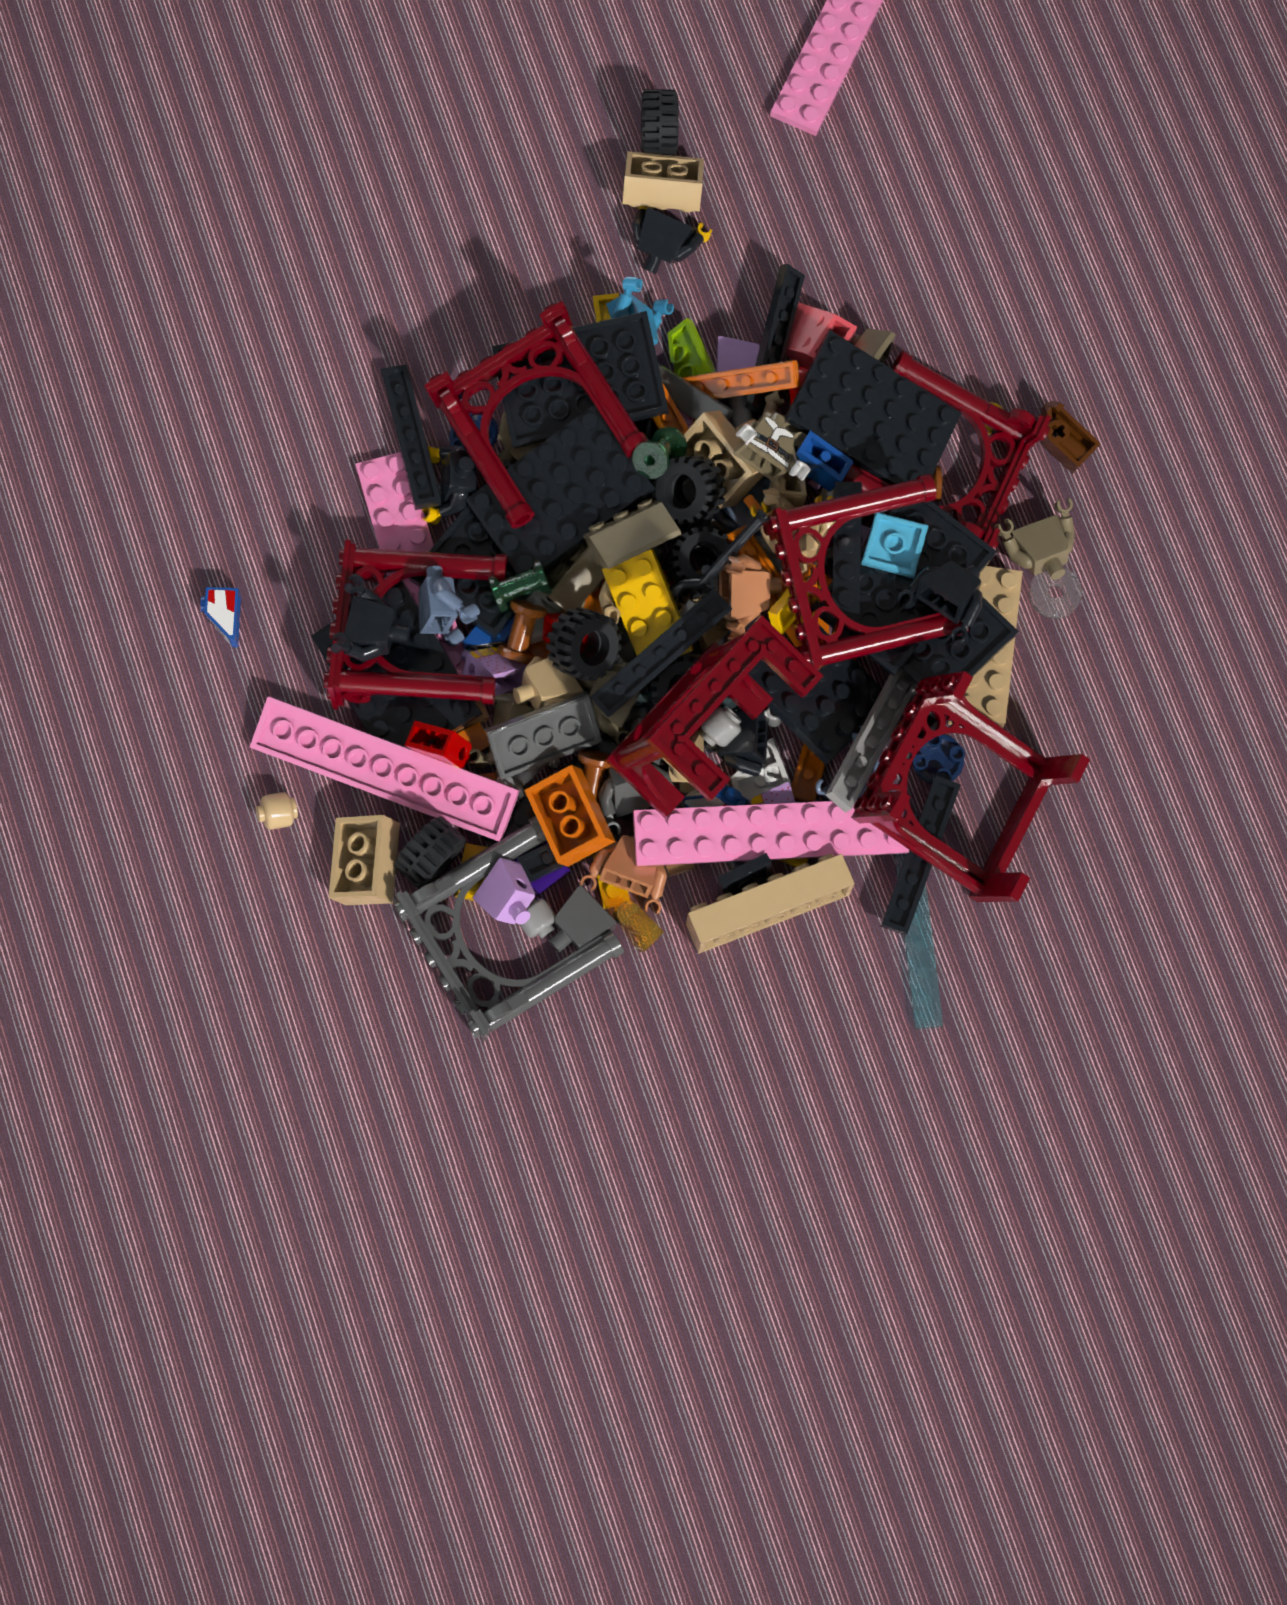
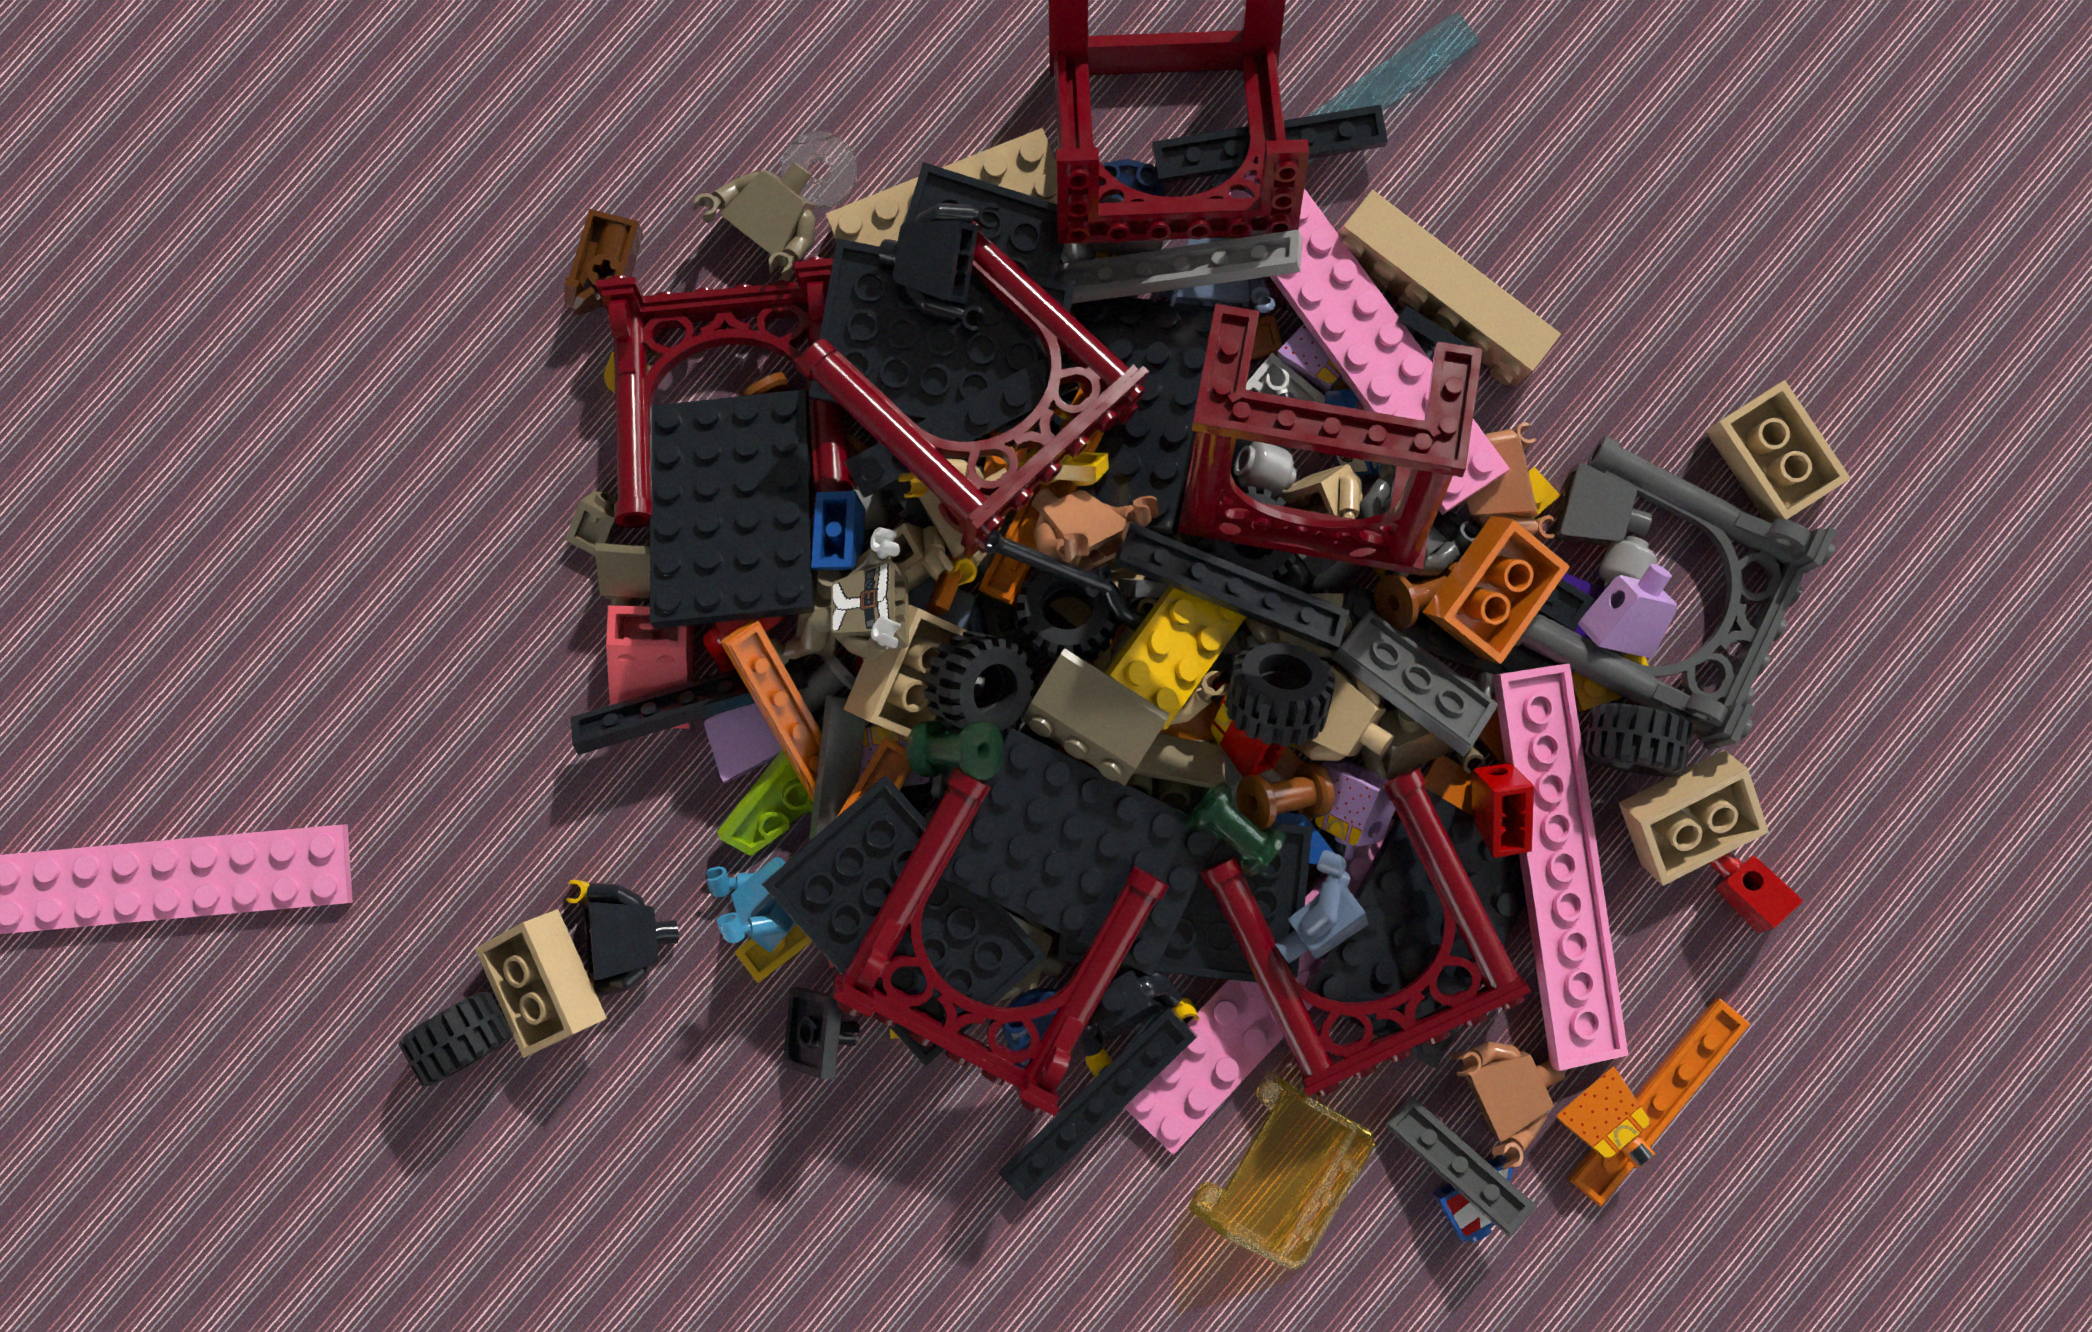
camera: 115 degrees left, 10 degrees up
(211, 752) = (1667, 1093): none -> orange tile
(221, 710) = (1609, 1120): none -> orange torso
(249, 610) = (1461, 1167): none -> dark grey tile
(272, 666) = (1509, 1094): none -> nougat torso
(277, 810) = (1688, 969): tan head -> none
(289, 876) = (1766, 900): none -> red torso
(299, 517) = (1288, 1177): none -> clear yellow windscreen
(369, 625) = (1421, 986): black torso -> none
(536, 301) = (815, 1032): none -> black tile
(550, 1046) = (1777, 453): none -> tan brick
(638, 923) = (1557, 443): clear yellow leg -> none
(894, 545) = (907, 369): medium azure tile -> none
(913, 345) = (593, 521): none -> dark tan bracket

